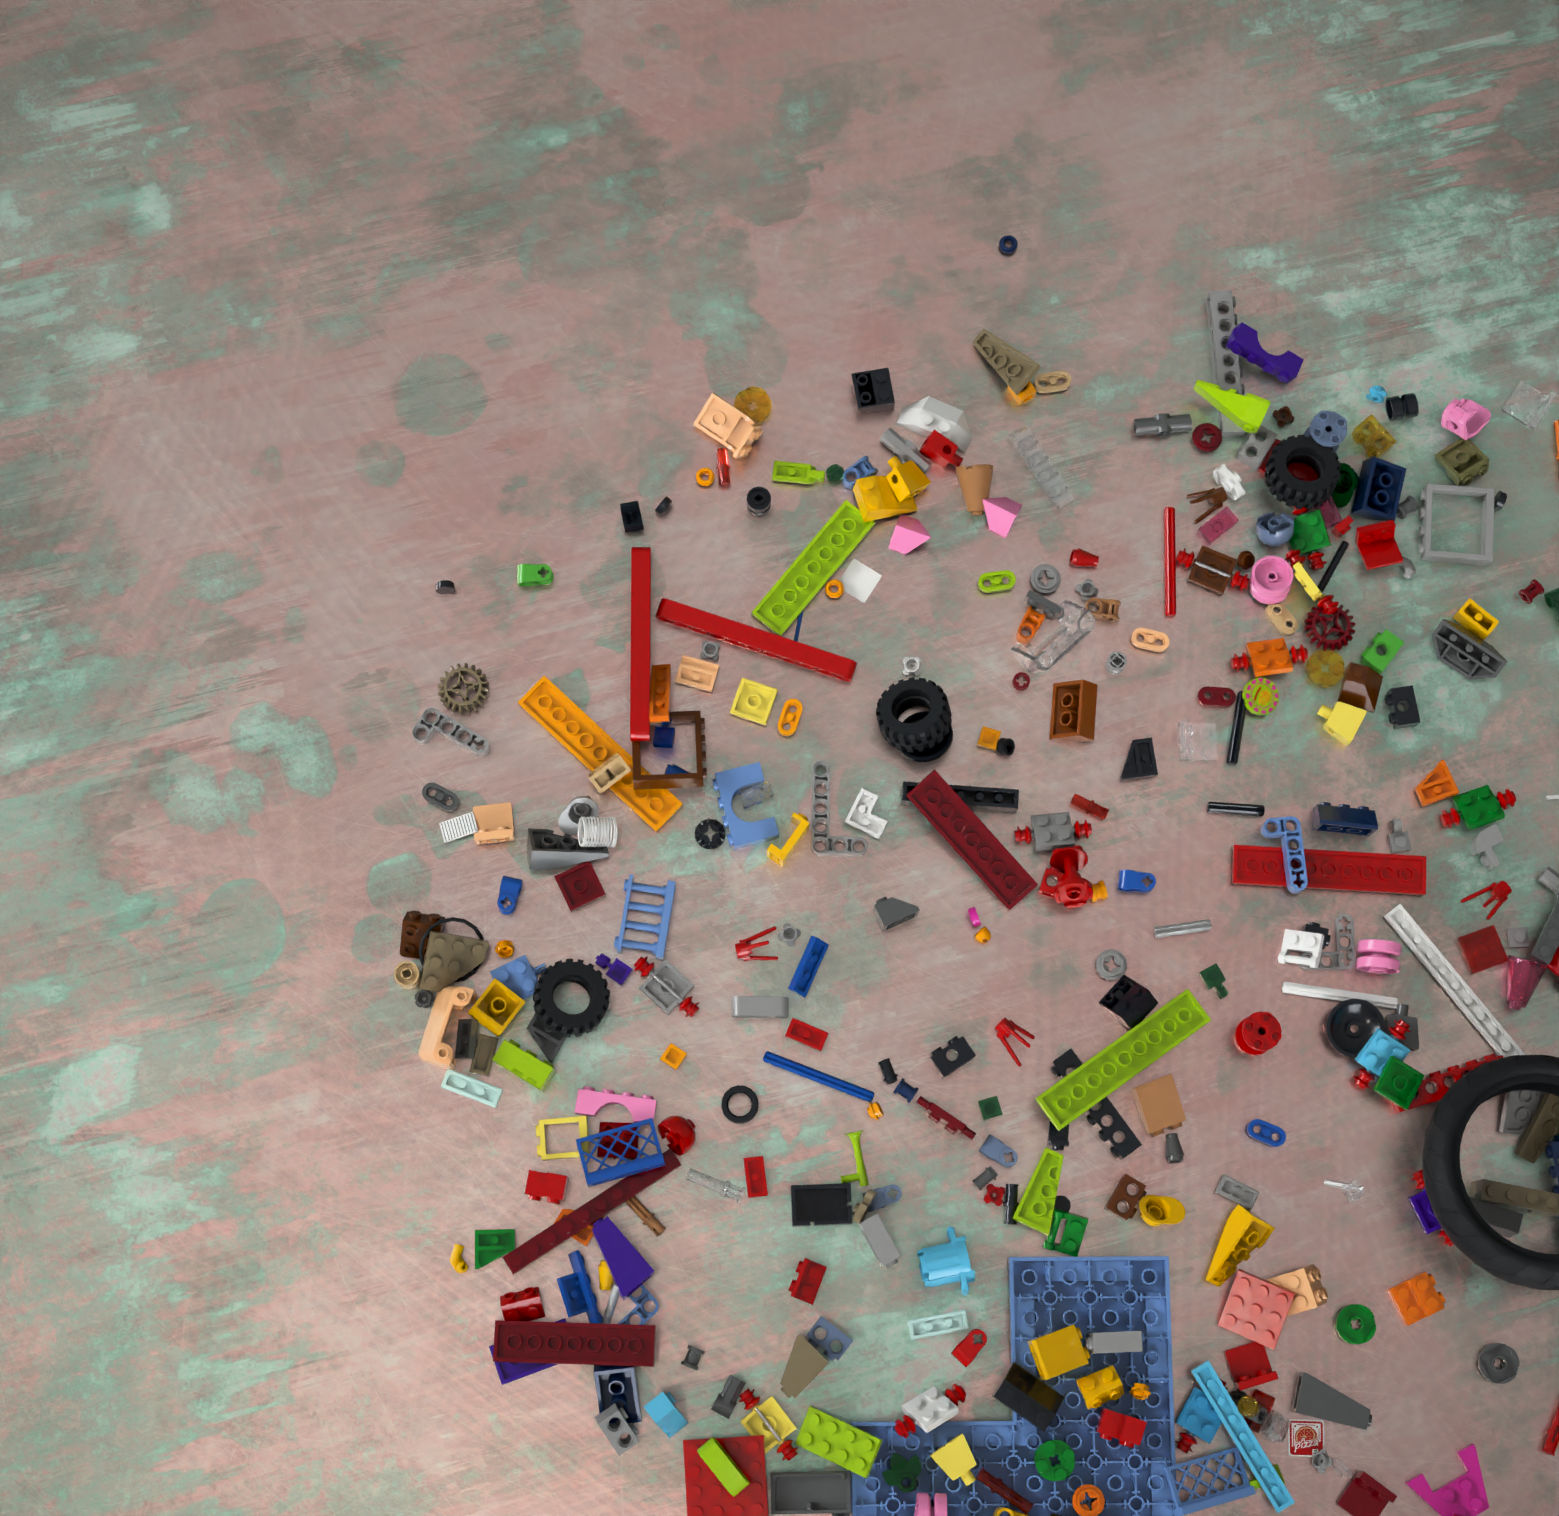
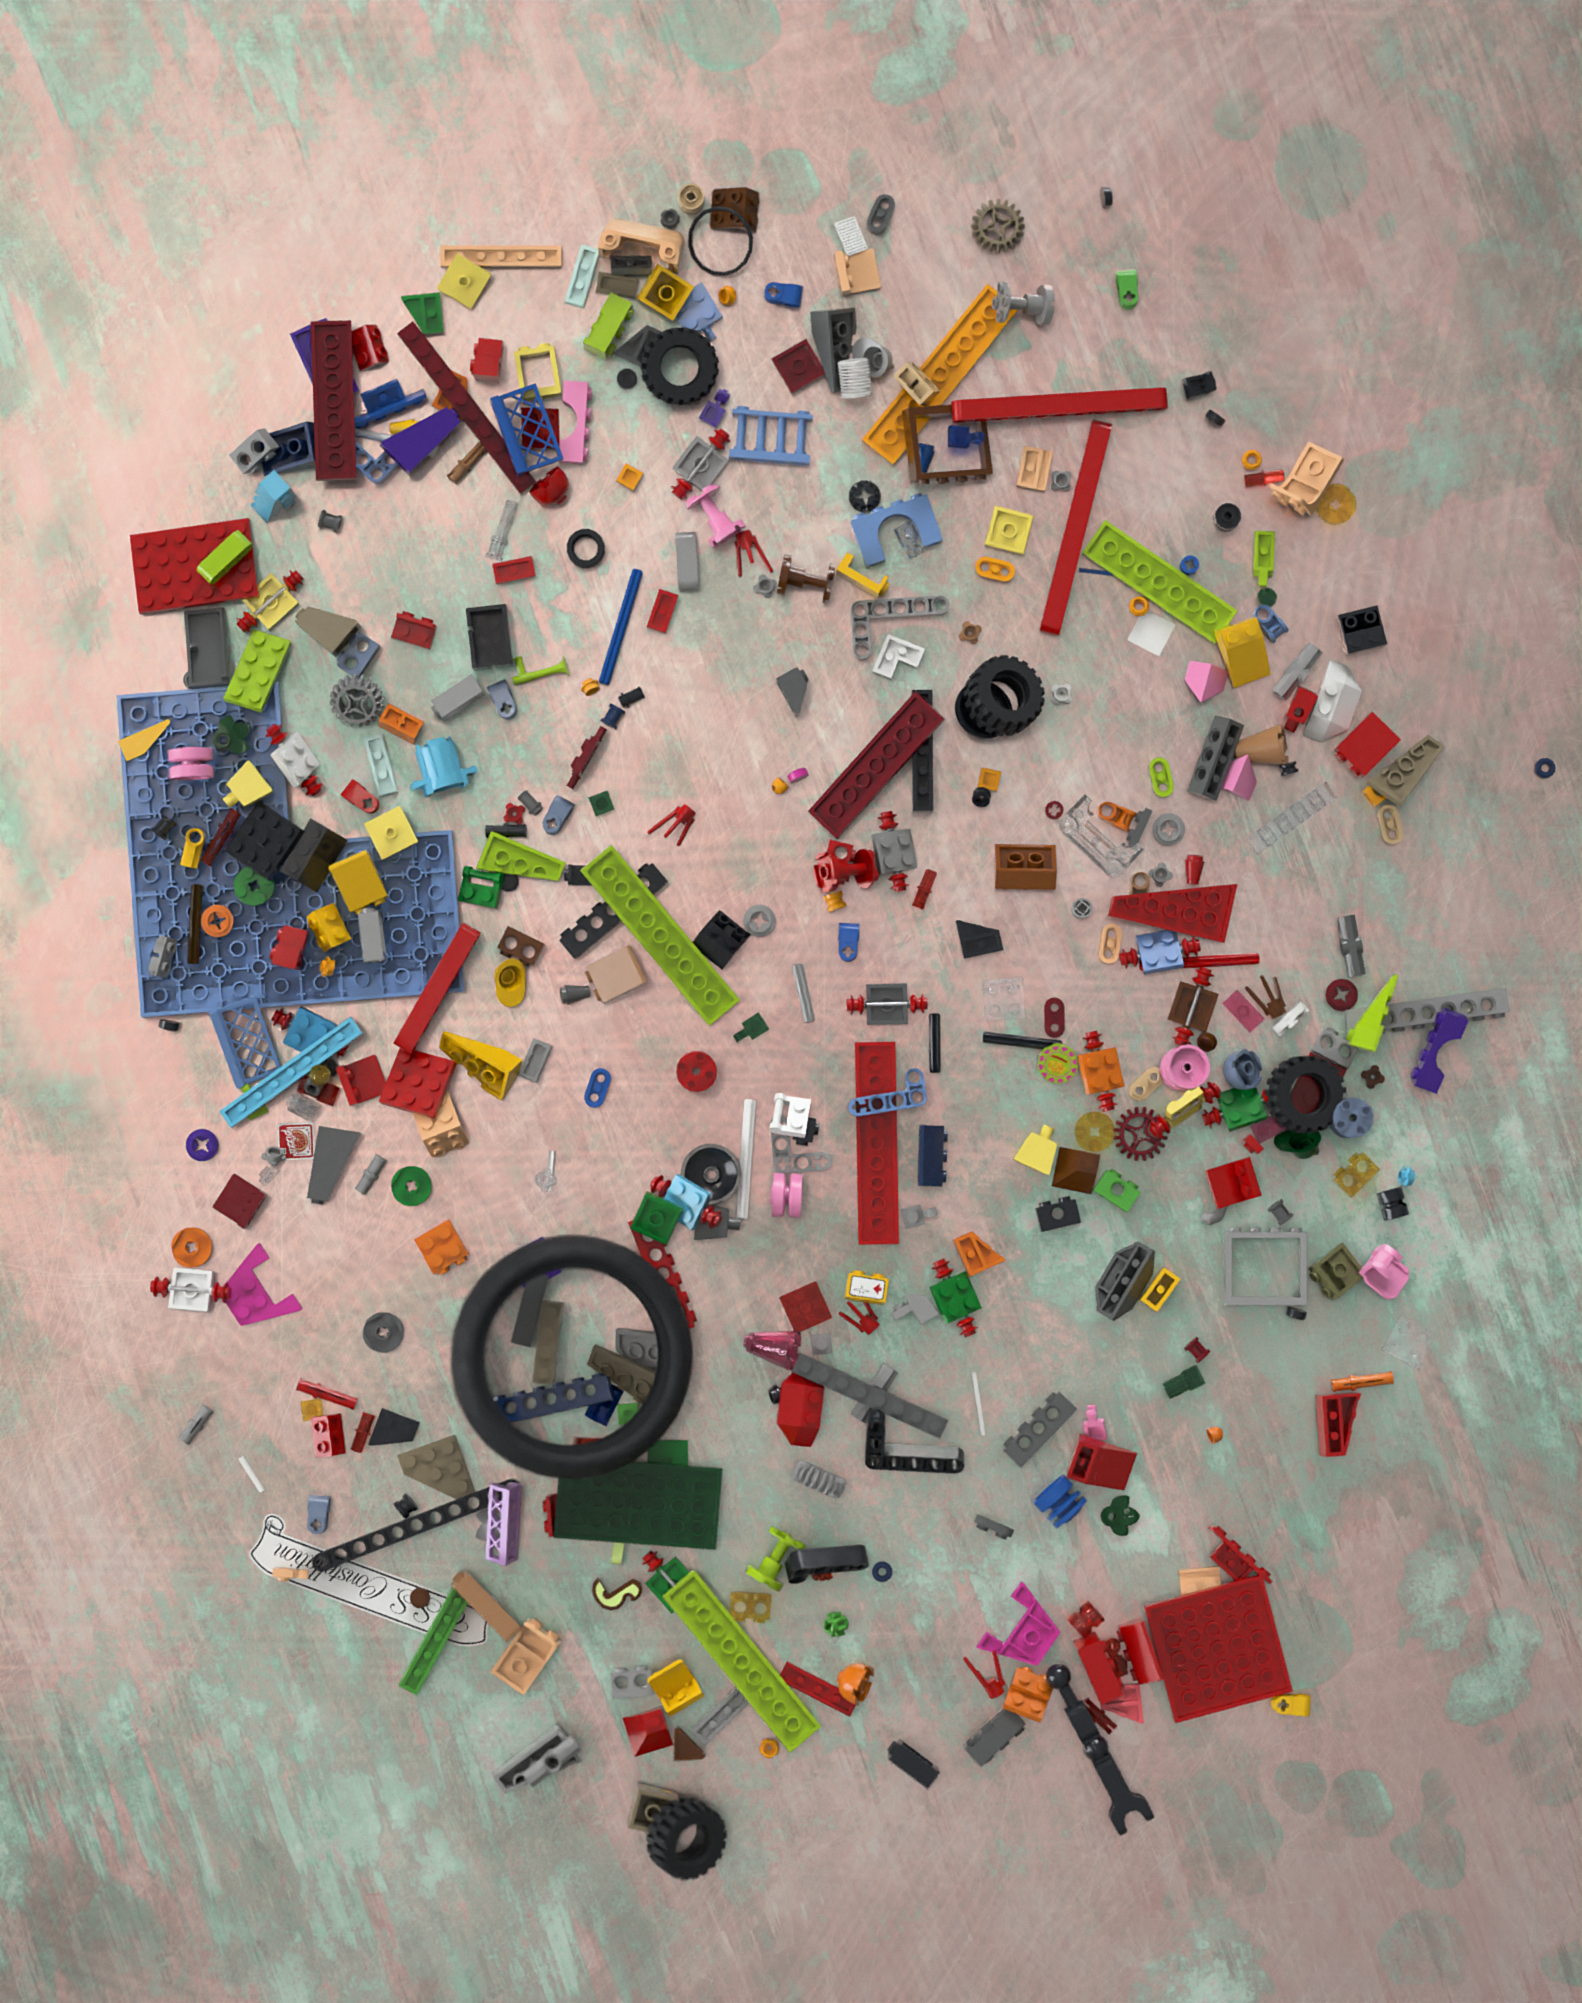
camera: 85 degrees right, 10 degrees up
(444, 1166) = (505, 255): none -> light nougat plate
(449, 959) = (711, 239): dark tan plate -> none
(453, 735) = (947, 222): light grey beam -> none
(456, 1260) = (408, 278): yellow arm -> none
(465, 1204) = (464, 280): none -> light yellow plate
(543, 655) = (1034, 304): none -> light grey piece
(576, 1052) = (626, 379): none -> black tile
(660, 693) = (1006, 429): orange plate -> none
(725, 971) = (719, 522): none -> bright pink piece
(727, 1399) = (290, 558): dark grey piece -> none
(785, 900) = (798, 577): none -> reddish brown piece
(797, 535) = (1195, 563): none -> blue bush
(808, 966) = (732, 607): blue plate -> none
(848, 740) = (970, 627): none -> medium nougat plate
(861, 1210) = (486, 677): dark tan plate -> none
(882, 1343) = (365, 713): none -> light grey gear
(899, 1300) = (400, 723): none -> orange hinge
(906, 479) = (1264, 672): yellow torso -> none
(945, 1066) = (640, 754): black brick -> none
(979, 394) = (1366, 745): none -> red slope
(982, 529) = (1215, 758): none -> dark grey brick
(997, 466) = (1288, 768): none -> black bush
(1009, 1317) = (391, 832): none -> light yellow plate
(1012, 1445) = (264, 841): none -> black plate
(1124, 566) = (1191, 911): none -> red wing
(1160, 595) = (1159, 951): none -> medium blue plate
(1166, 1282) = (437, 988): none -> red beam
(1197, 850) = (887, 1004): none -> dark grey plate
(1333, 565) = (1208, 1136): black bar -> none
(1343, 1364) = (370, 1174): none -> light grey pin
(1378, 490) = (1295, 1181): dark blue slope -> none
(1452, 982) = (766, 1277): white plate -> none
(1468, 889) = (866, 1288): none -> brick

